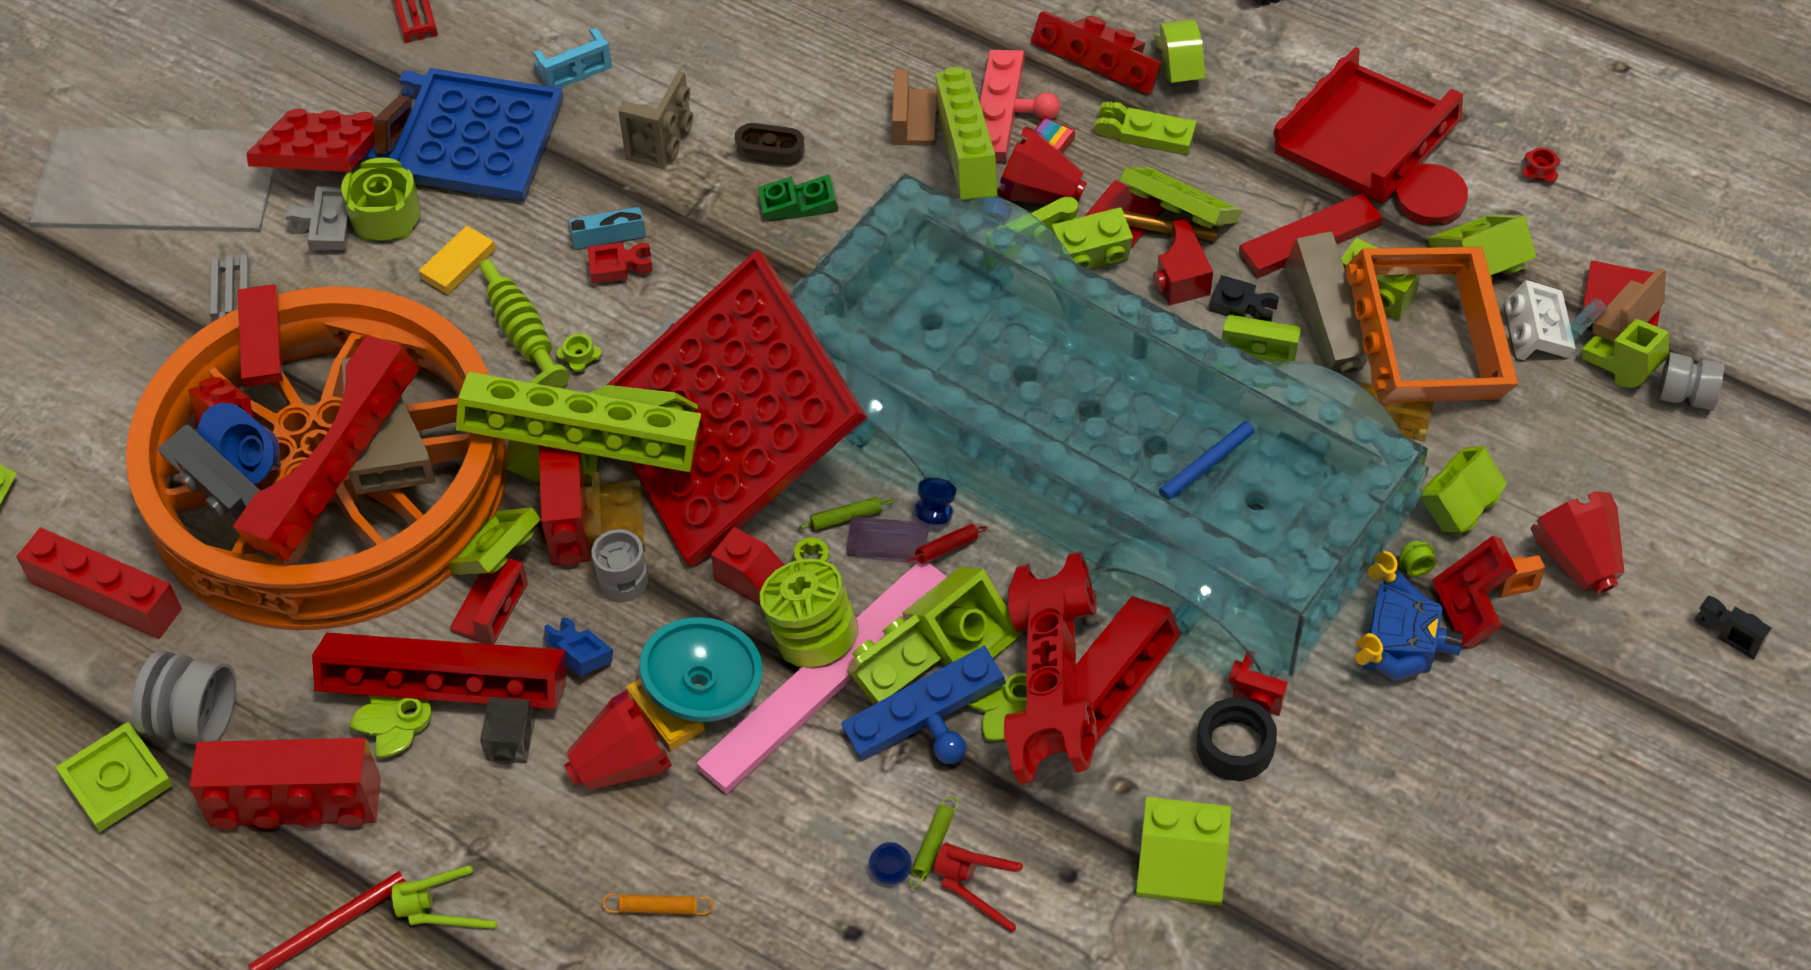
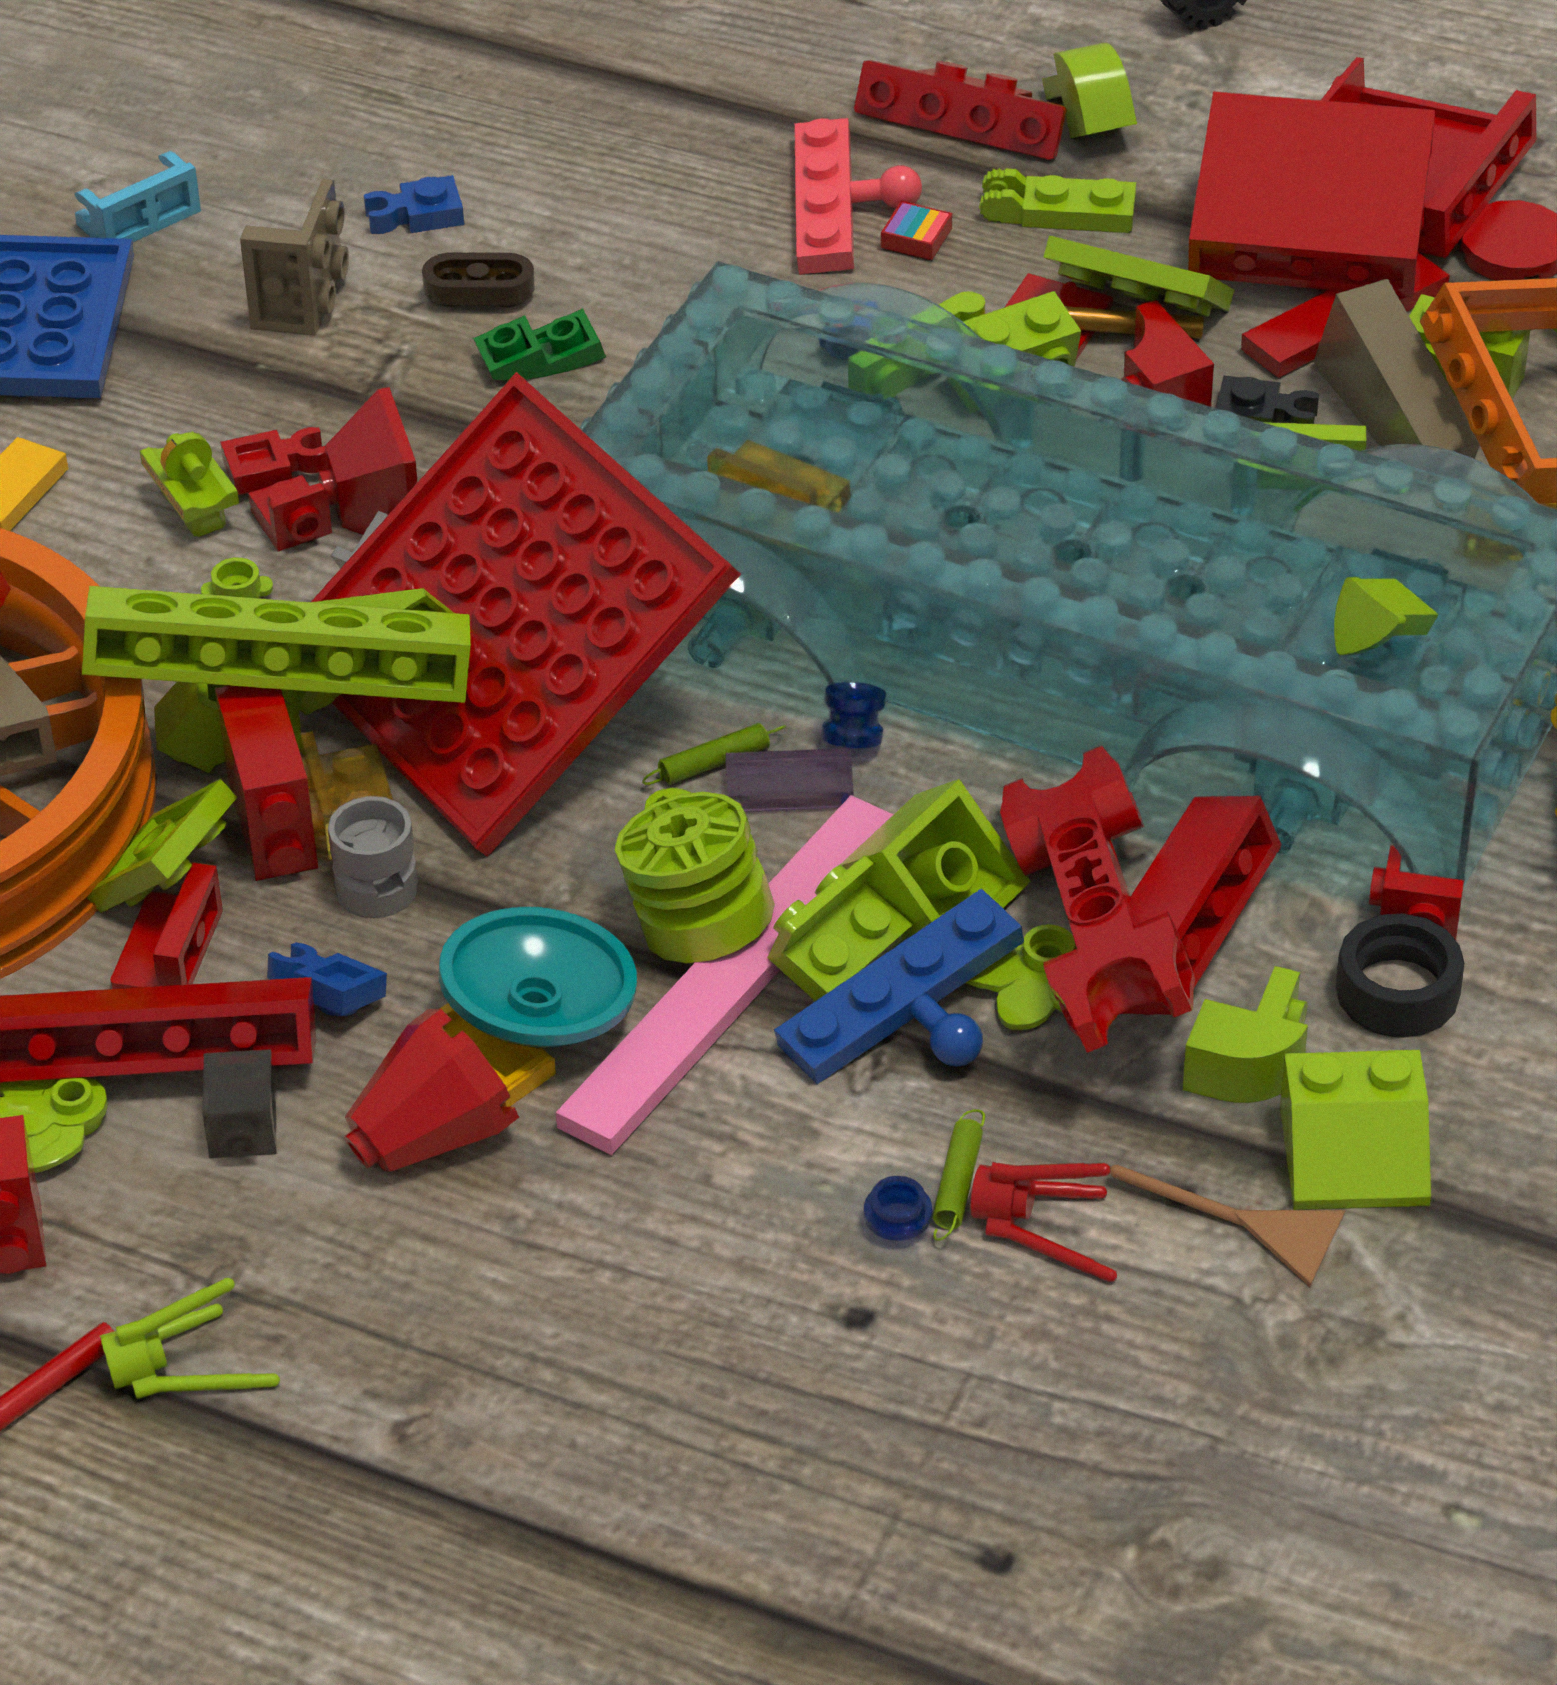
camera: 10 degrees left, 10 degrees down
(522, 325) = (121, 542): lime piece -> none
(563, 274) = (191, 481): none -> lime hips
(607, 228) = (255, 414): medium azure slope -> none
(622, 301) = (292, 512): none -> red bracket
(657, 904) = (537, 1315): light orange piece -> none
(671, 280) = (369, 463): none -> red slope
(744, 564) = (573, 836): red slope -> none
(748, 82) = (421, 204): none -> blue plate
(912, 112) = (692, 218): medium nougat panel -> none
(913, 337) = (781, 475): none -> clear yellow bracket
(947, 543) = (884, 771): red piece -> none
(966, 134) = (793, 215): lime brick -> none
(1040, 172) = (918, 256): red cone -> none
(1125, 783) = (1240, 1051): none -> lime brick
(1130, 915) = (1293, 1236): none -> medium nougat piece
(1206, 460) = (1279, 585): blue bar -> none
(1268, 489) = (1374, 612): none -> lime tile
(1302, 151) = (1311, 193): none -> red panel

